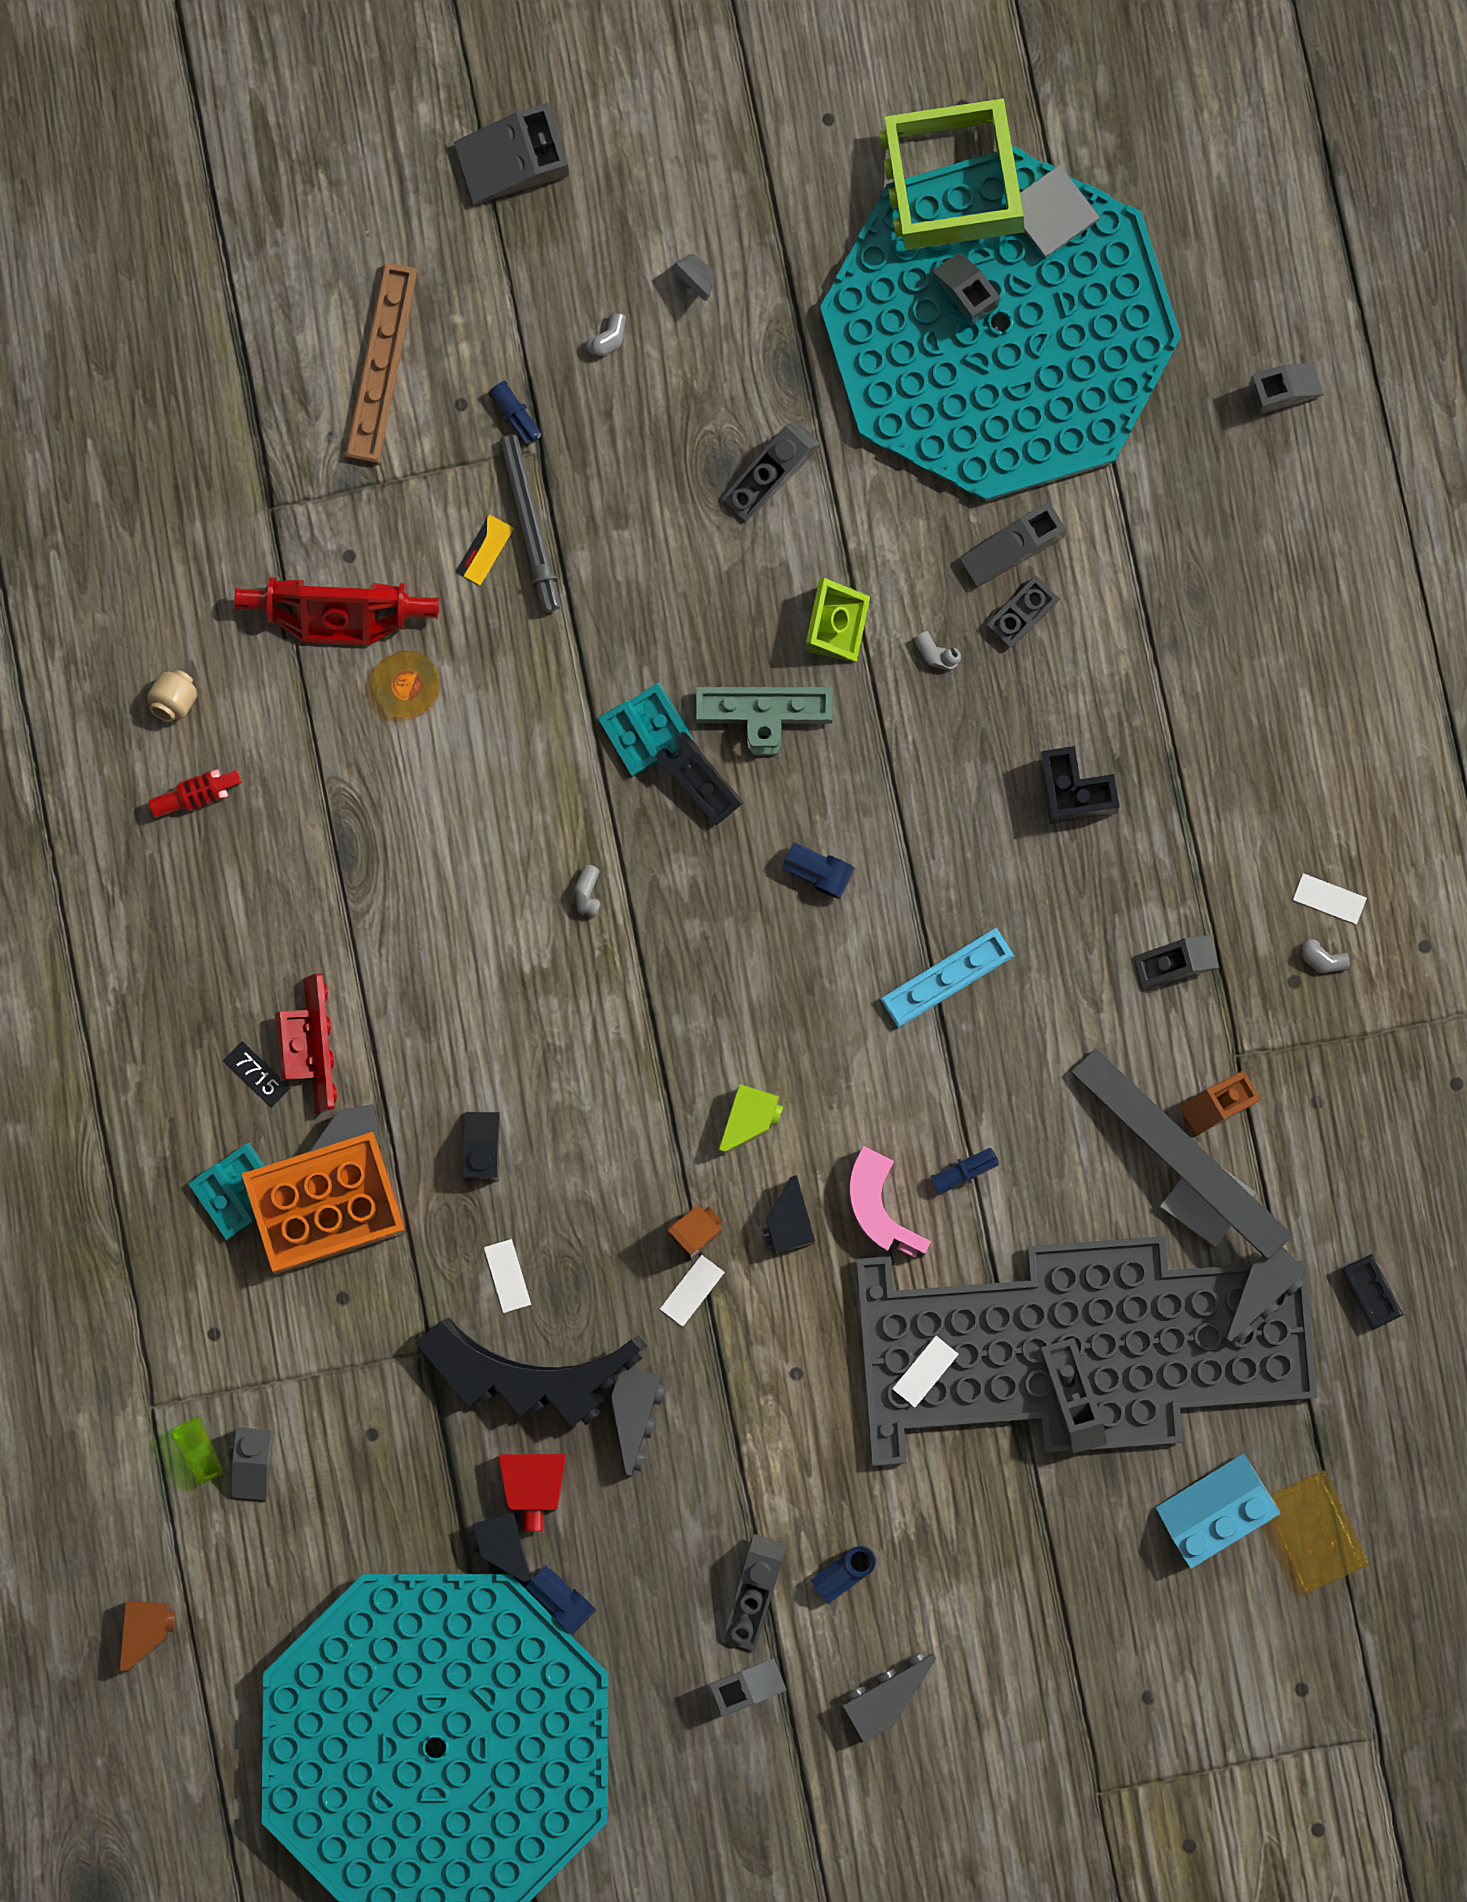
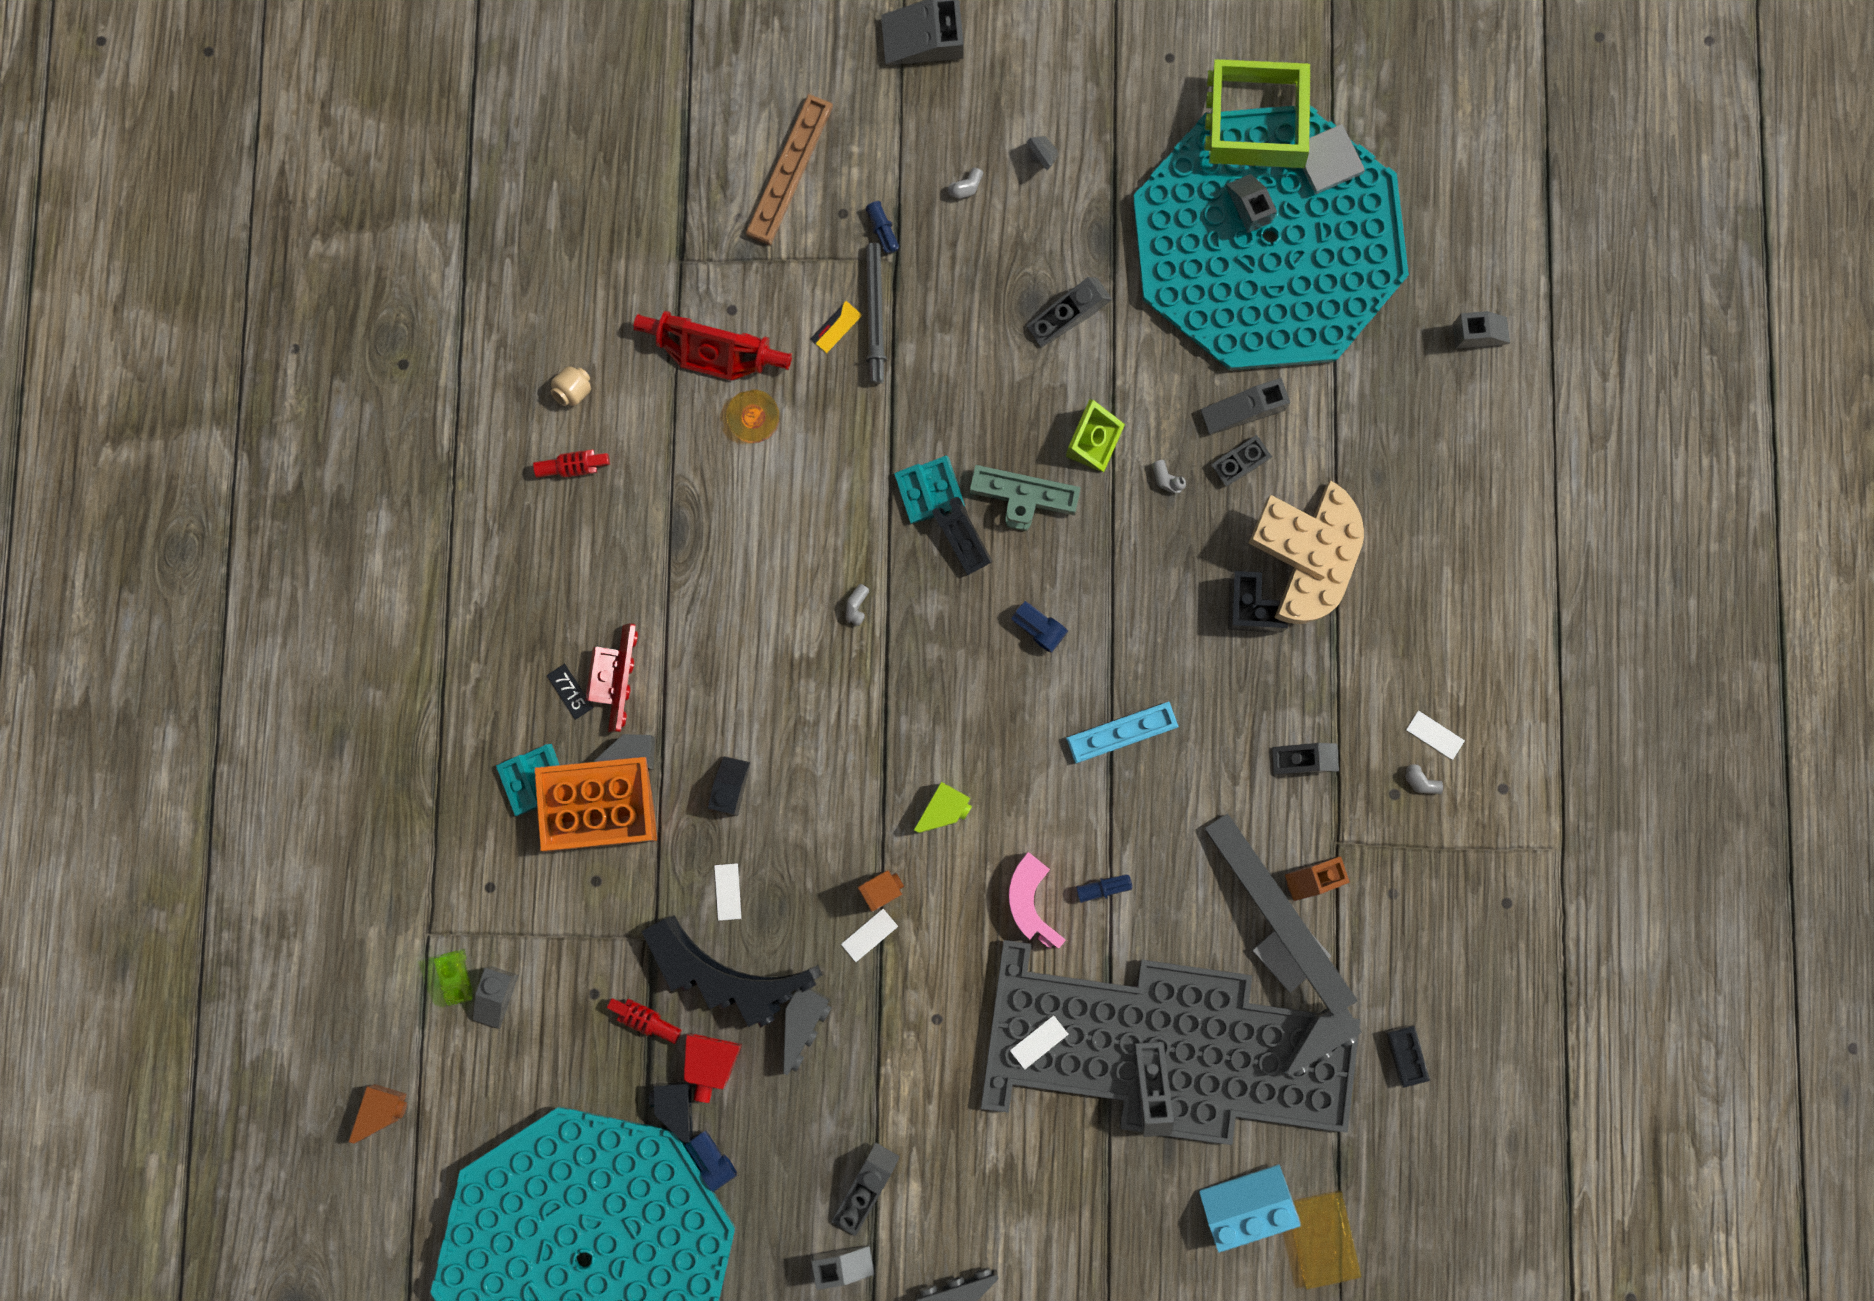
camera: 15 degrees right, 0 degrees up
(440, 1450) = (644, 1020): none -> red hinge
(789, 1221) = (956, 898): black slope -> none
(842, 1575) = (938, 1191): dark blue piece -> none
(1137, 701) = (1318, 548): none -> tan plate

